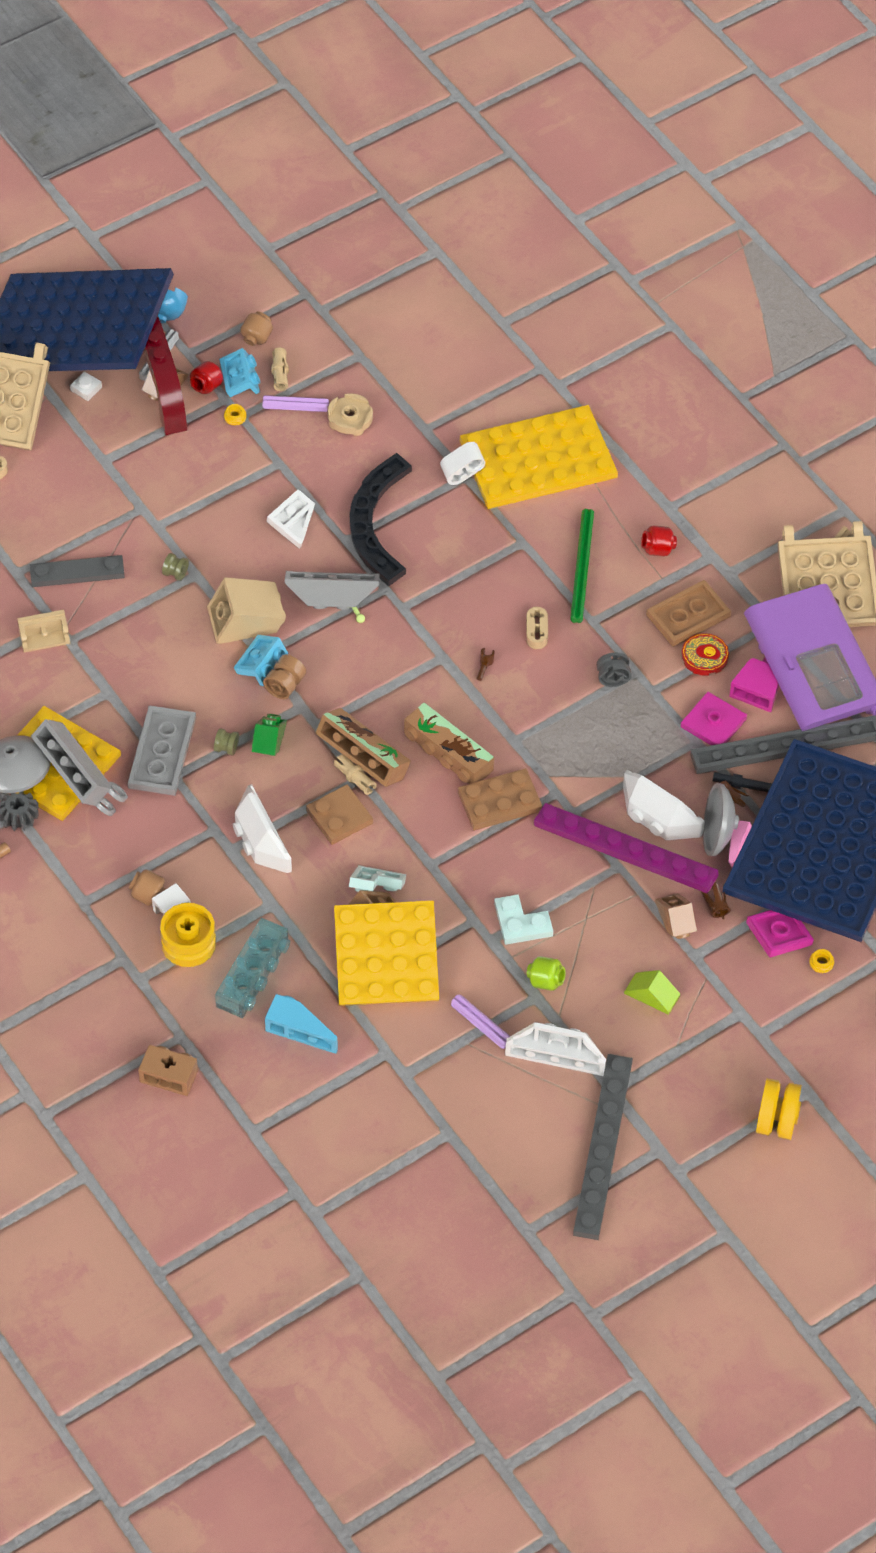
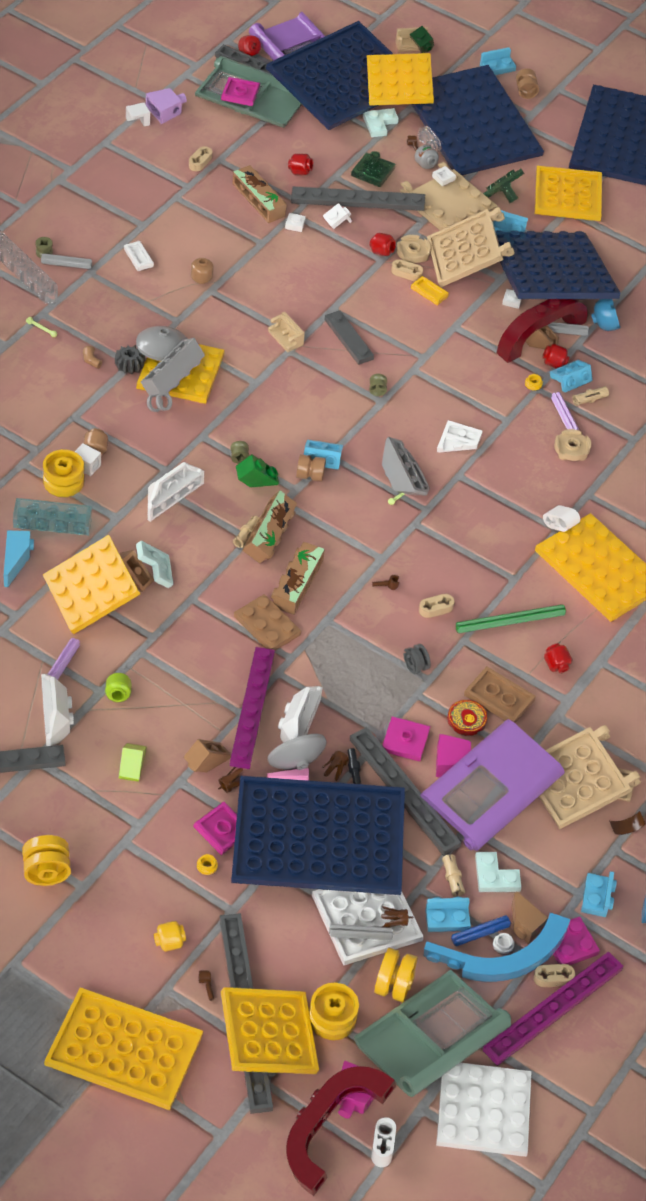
camera: 65 degrees right, 5 degrees down
(33, 463) = (429, 290): none -> yellow tile
(162, 750) = (216, 420): light grey plate -> none
(245, 609) = (359, 430): tan slope -> none
(256, 328) = (617, 371): medium nougat head -> none
(339, 814) = (209, 533): medium nougat plate -> none
(361, 518) = (485, 475): black plate -> none
(520, 927) = (159, 661): light aqua plate -> none

